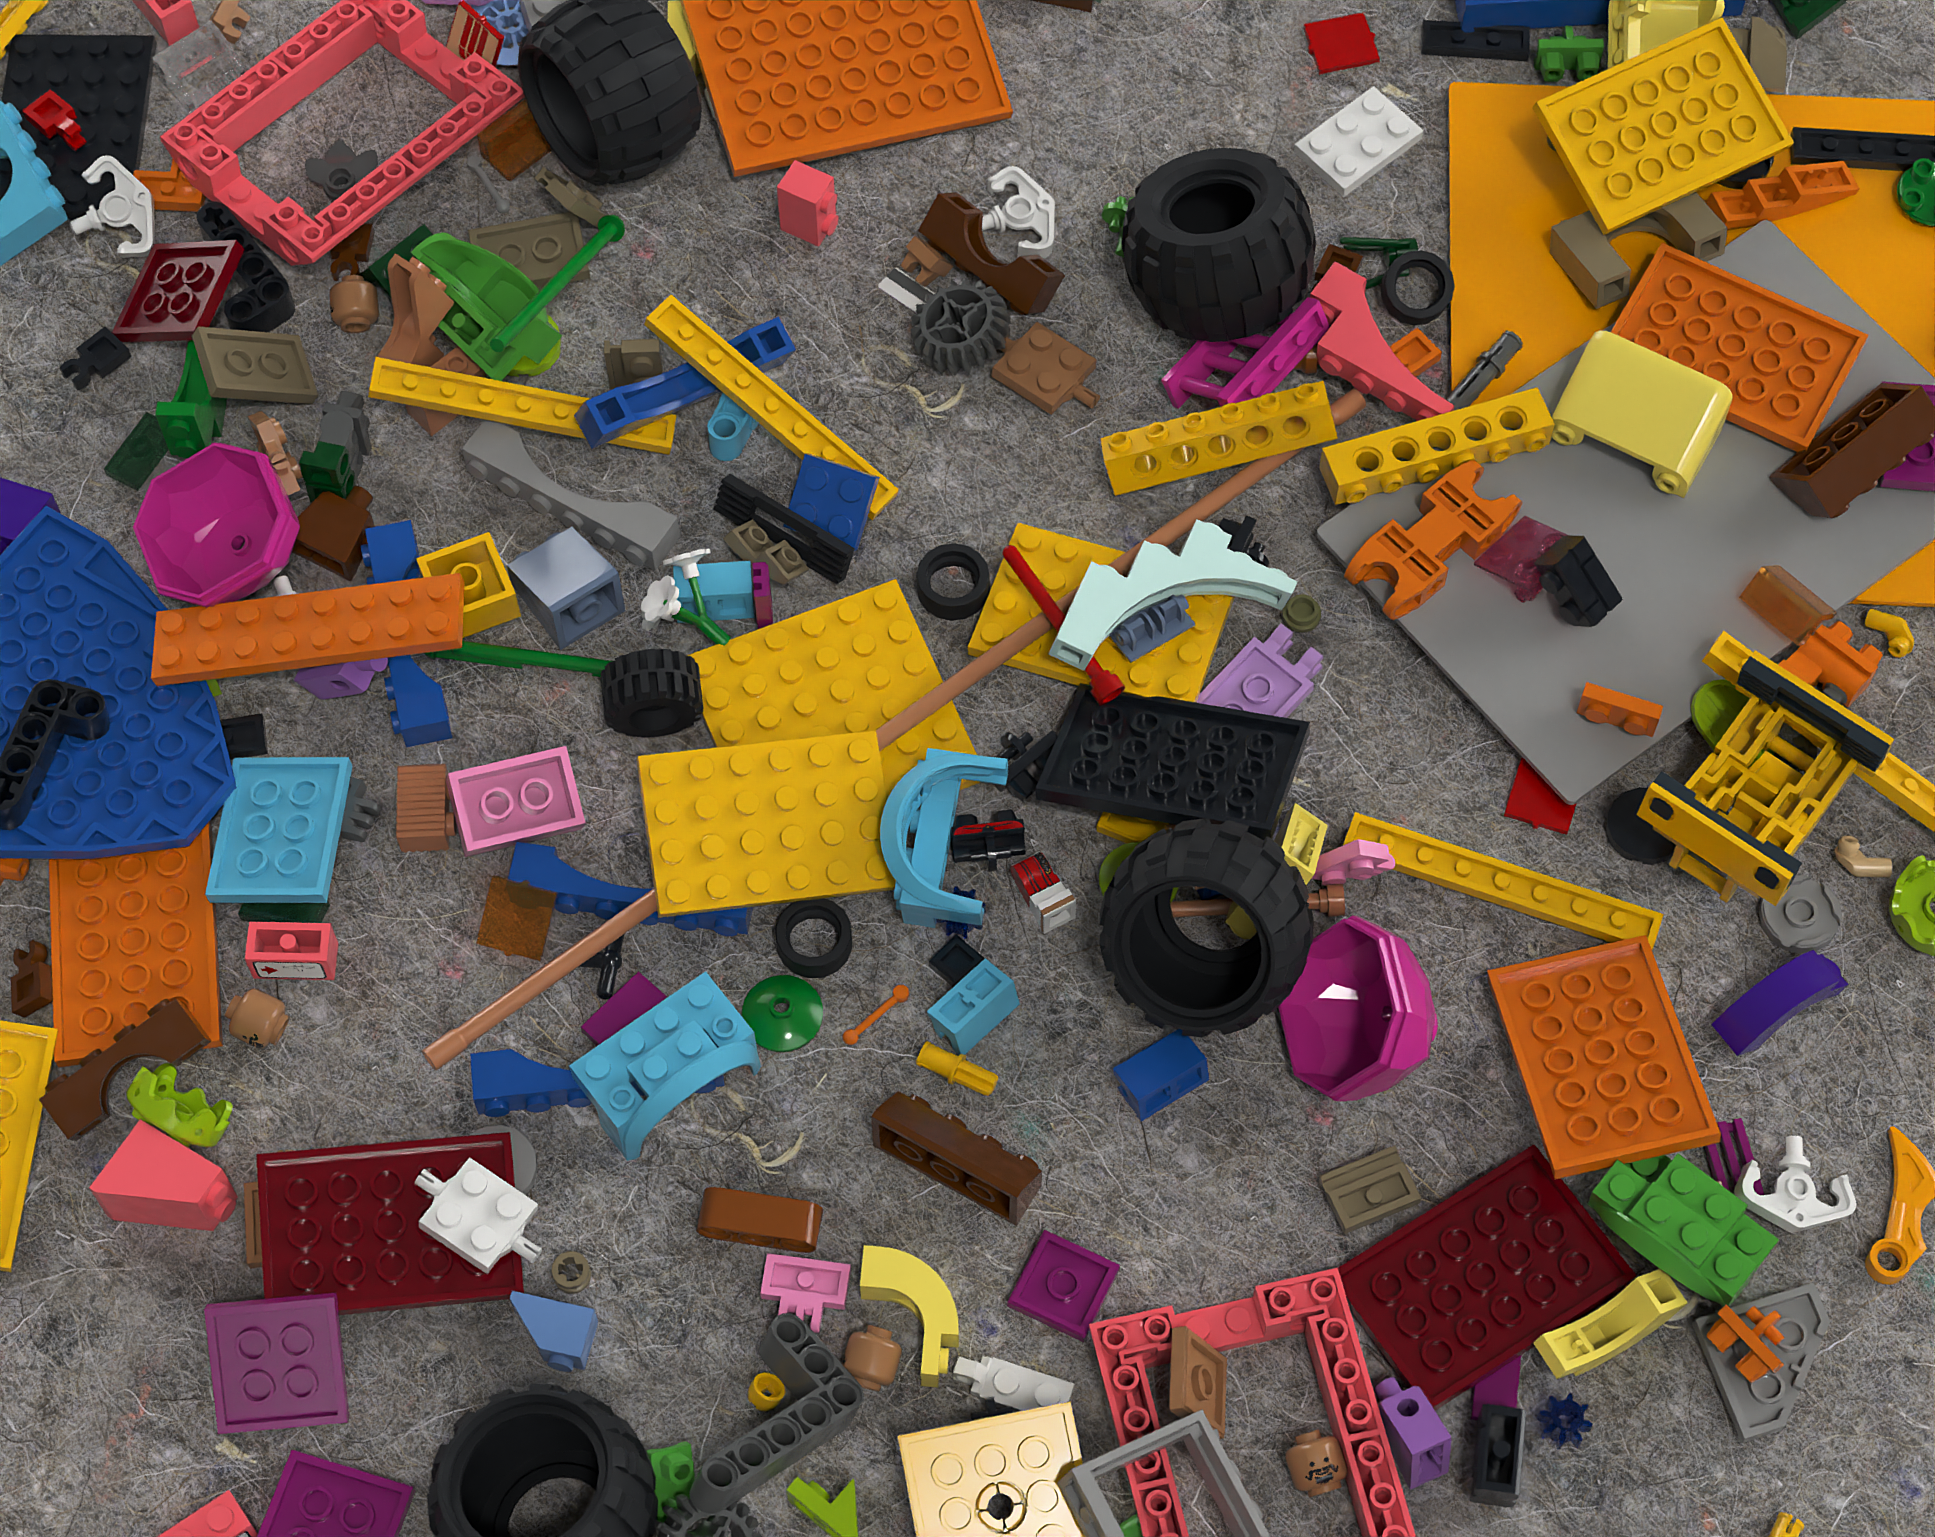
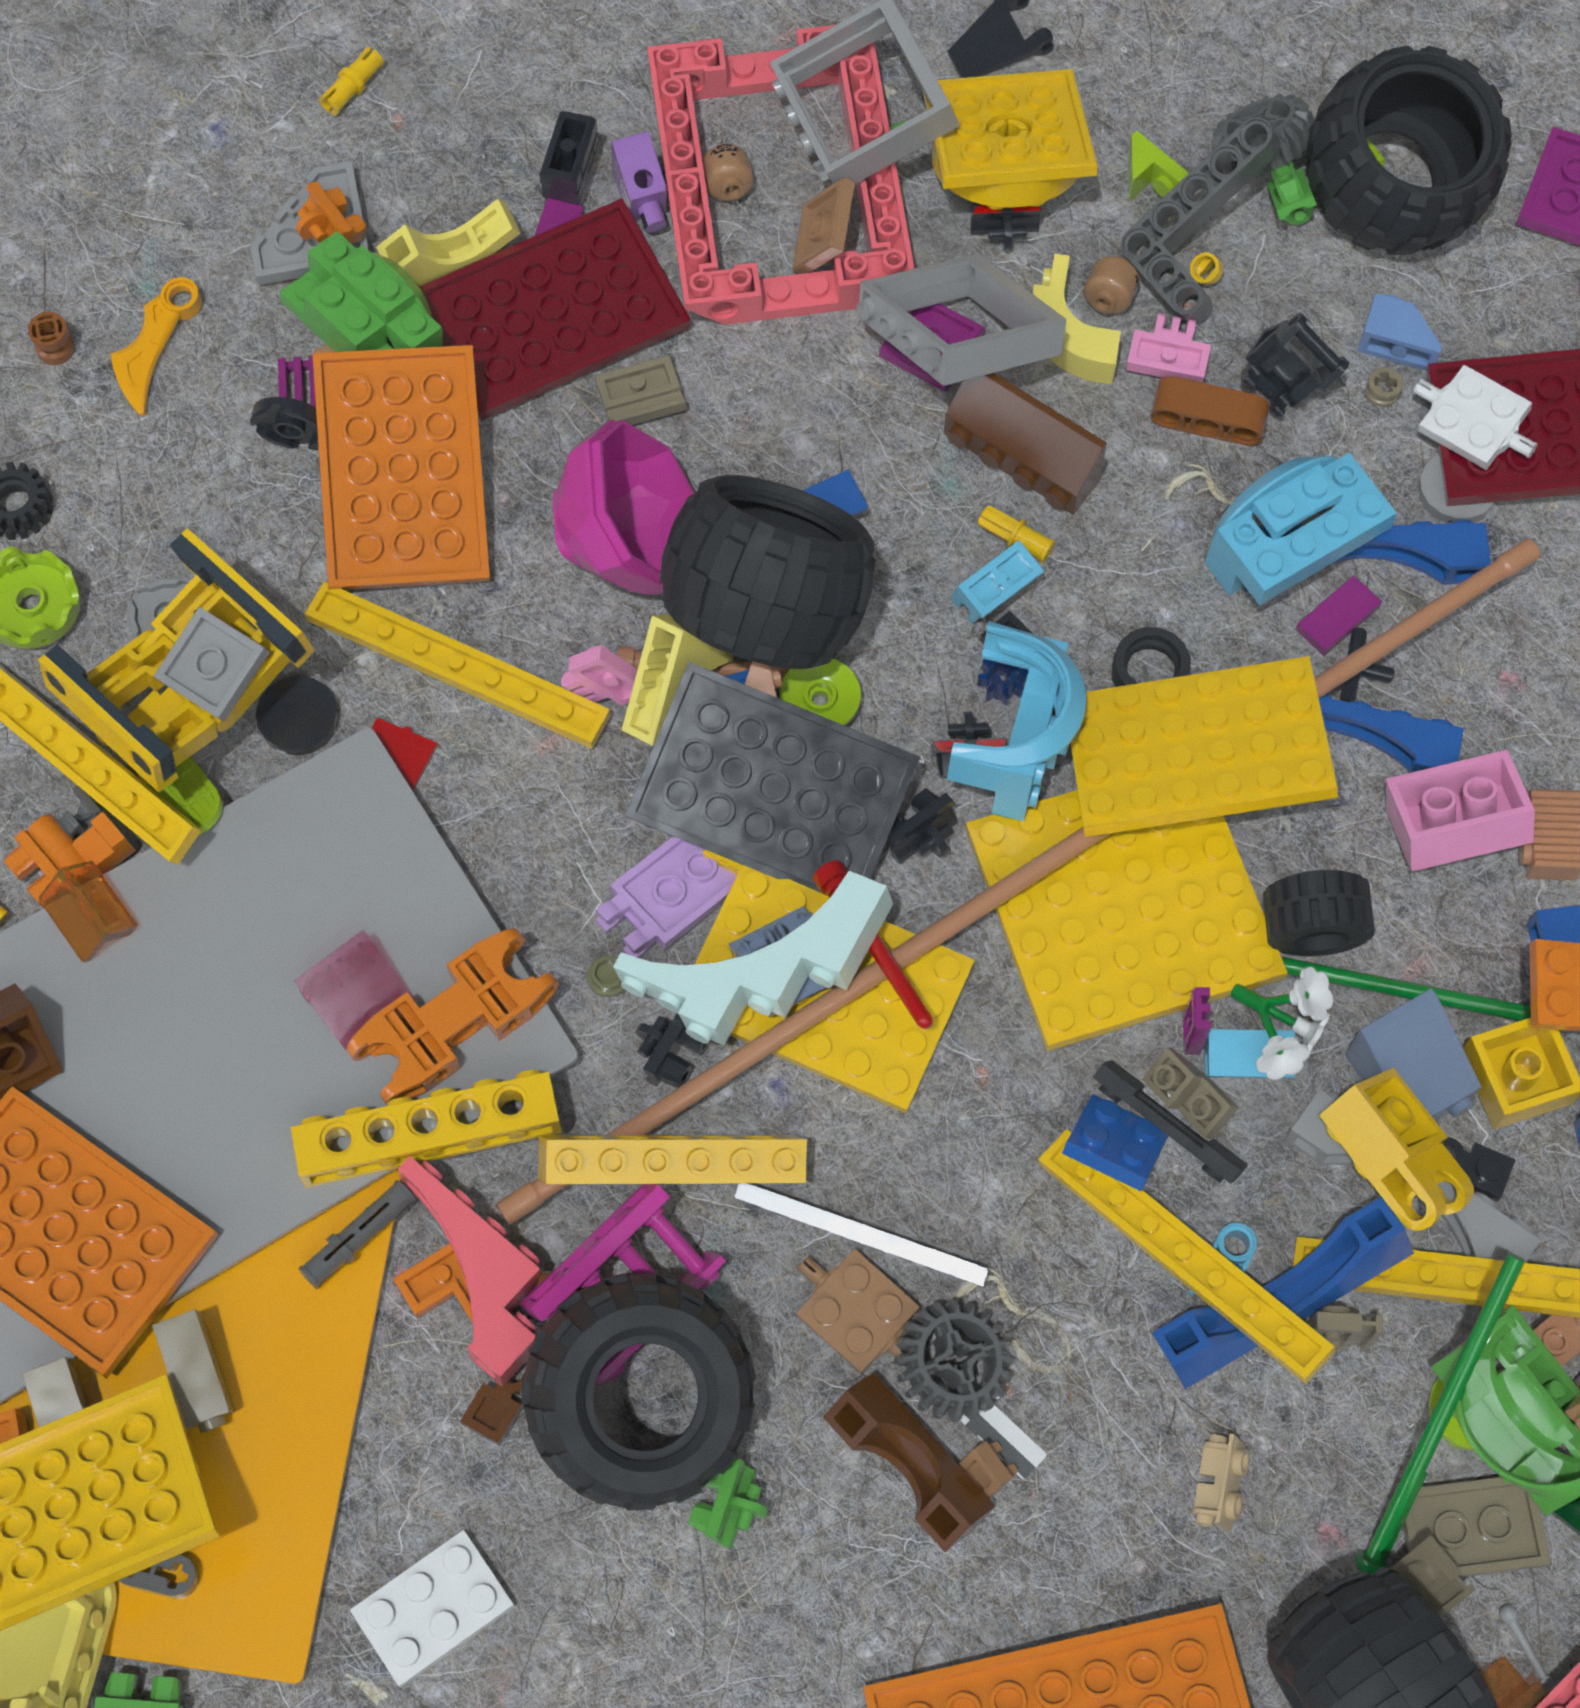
camera: 175 degrees left, 5 degrees up
(509, 520) = (1484, 1167): none -> black plate
(516, 918) = (1450, 705): clear orange piece -> none
(589, 479) = (1398, 1148): none -> yellow brick
(674, 1263) = (1283, 371): none -> black piece
(735, 256) = (1222, 1499): none -> tan hinge
(787, 1029) = (1190, 623): green dish -> none
(807, 203) = (1130, 1546): coral brick -> none
(900, 995) = (1066, 615): orange hinge -> none
(948, 556) = (993, 1012): black tyre -> none
(1011, 1384) = (959, 244): white hinge -> none
(1023, 1352) = (1035, 327): none -> light grey window
(1028, 210) = (856, 1537): white piece -> none
(1028, 414) = (862, 1233): none -> tile
(1043, 892) = (916, 693): leg -> none
(1391, 250) = (417, 1424): dark green plant -> none
(1435, 266) = (404, 1394): black tyre -> none
(1575, 1419) = (506, 186): clear blue gear -> none
(1577, 581) = (311, 931): black brick -> none
(1619, 709) = (287, 796): orange plate -> none
(1643, 408) = (194, 1137): light yellow windscreen -> none
(1733, 782) = (211, 664): none -> light grey plate
(1734, 1101) = (286, 422): none -> black tile
(1777, 1000) = (212, 507): dark purple arch -> none
(1794, 1197) = (250, 347): white piece -> none
(1857, 863) = (88, 654): tan arm -> none

